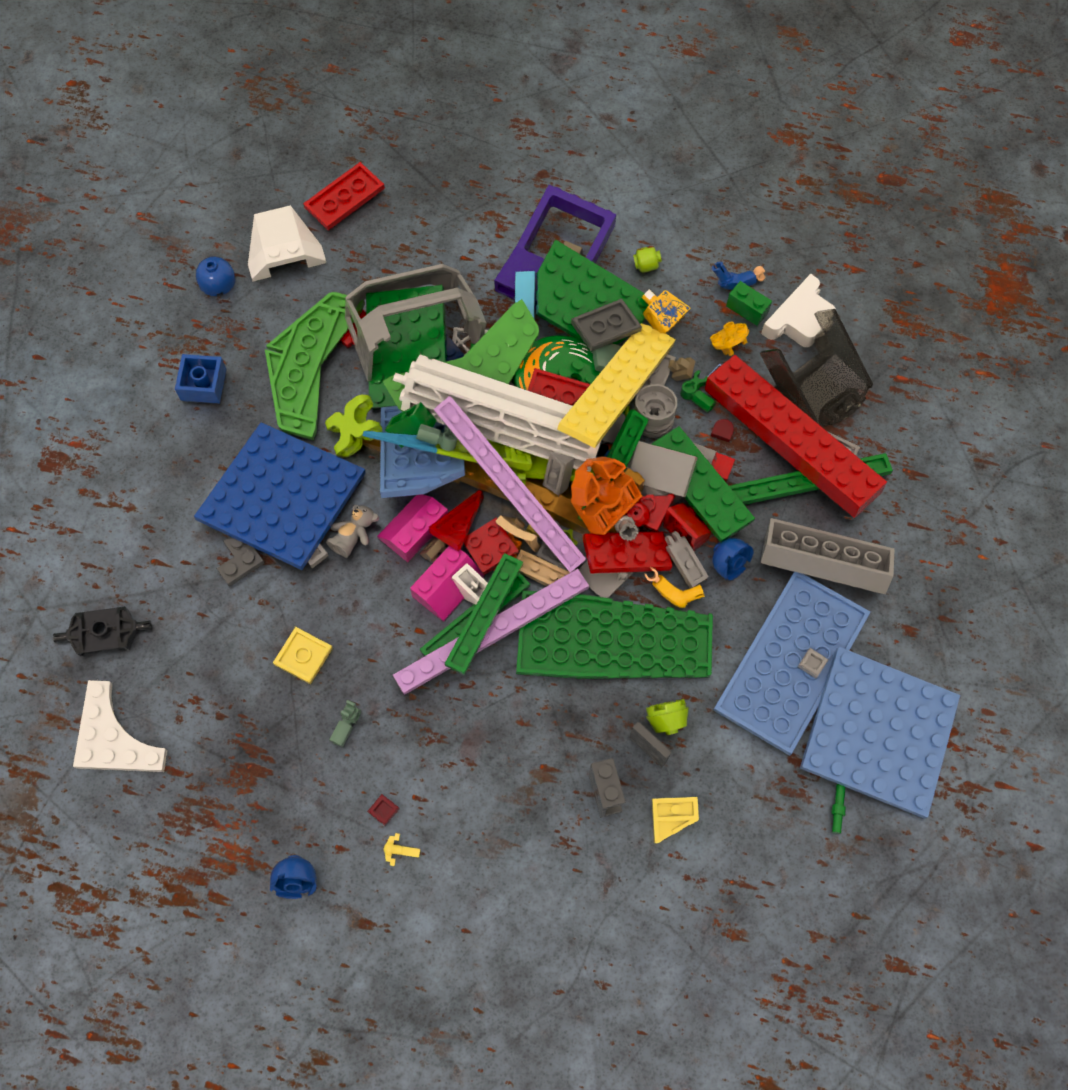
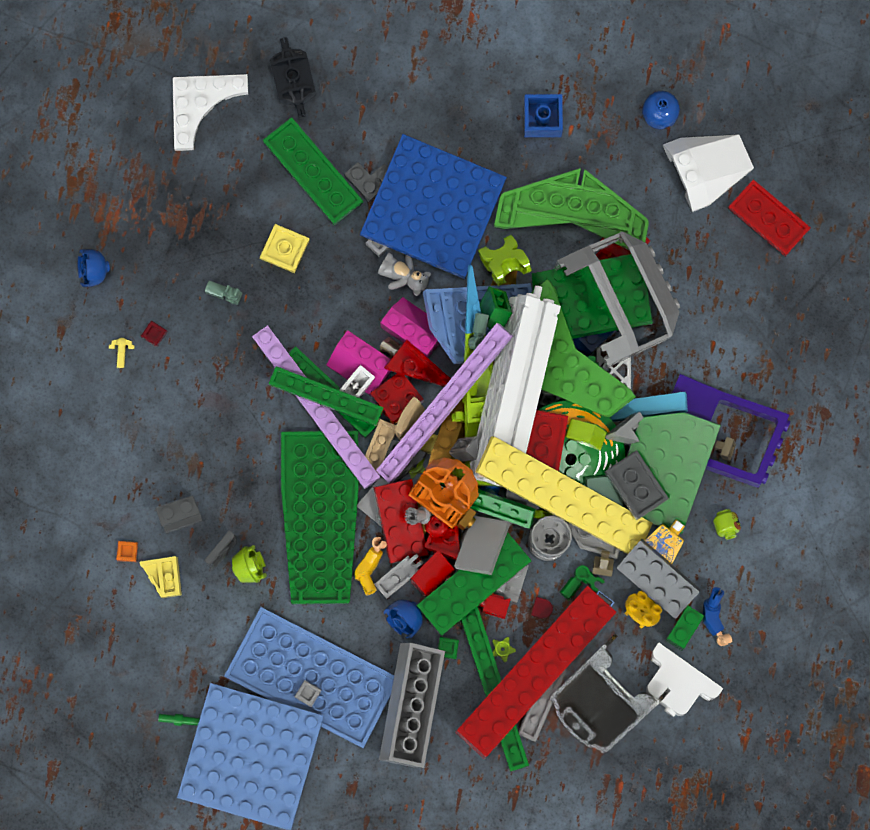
camera: 85 degrees right, 10 degrees up
(217, 617) = (313, 171): none -> green plate
(549, 327) = (624, 430): none -> light grey slope
(552, 357) = (586, 434): none -> lime slope
(641, 858) = (127, 551): none -> orange tile
(699, 319) = (658, 578): none -> plate
(761, 521) = (450, 647): none -> green tile
(764, 465) = (503, 644): none -> lime plate

